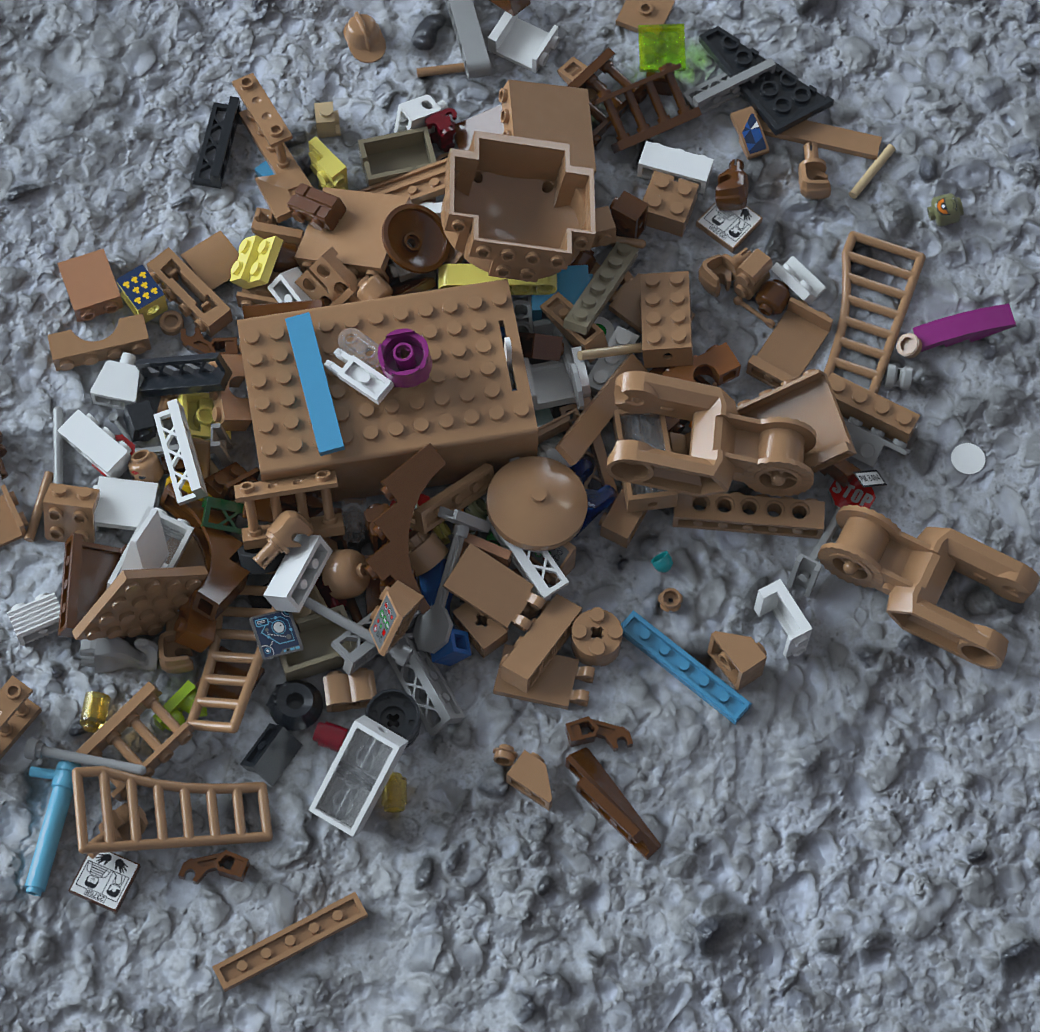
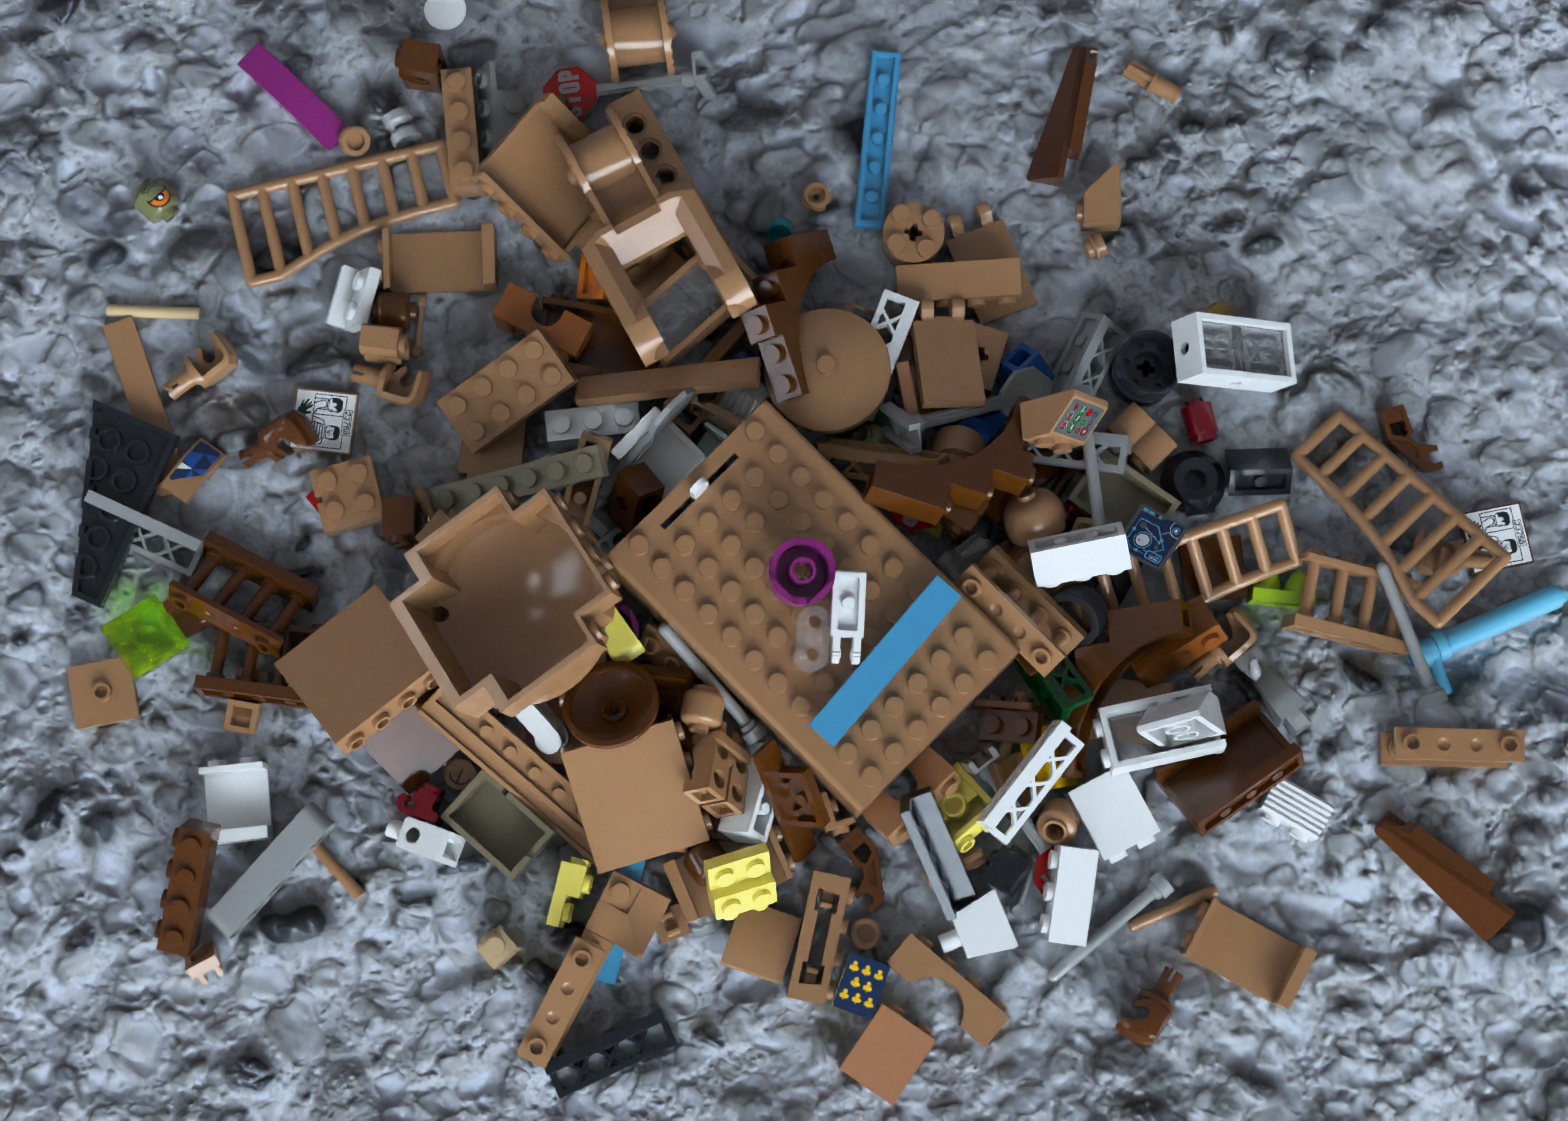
camera: 125 degrees left, 15 degrees up
(69, 511) = (1164, 859): medium nougat bracket -> none
(94, 711) = (1346, 673): clear yellow brick -> none
(140, 602) = (1232, 682): medium nougat plate -> none
(280, 535) = (1056, 590): medium nougat piece -> none
(289, 941) = (1424, 317): medium nougat plate -> none
(316, 207) = (638, 853): reddish brown brick -> none
(364, 38) = (354, 990): medium nougat piece -> none
(595, 876) = (1152, 81): none -> medium nougat axle
(599, 729) = (1002, 173): reddish brown piece -> none
(609, 351) = (593, 419): tan bar -> none
(610, 504) = (780, 298): none -> reddish brown arch
(675, 163) = (295, 520): white brick -> none
(737, 657) = (840, 79): medium nougat slope -> none
(778, 599) = (750, 88): white panel -> none
(869, 478) = (543, 83): sticker -> none
(932, 407) = (421, 65): none -> reddish brown brick

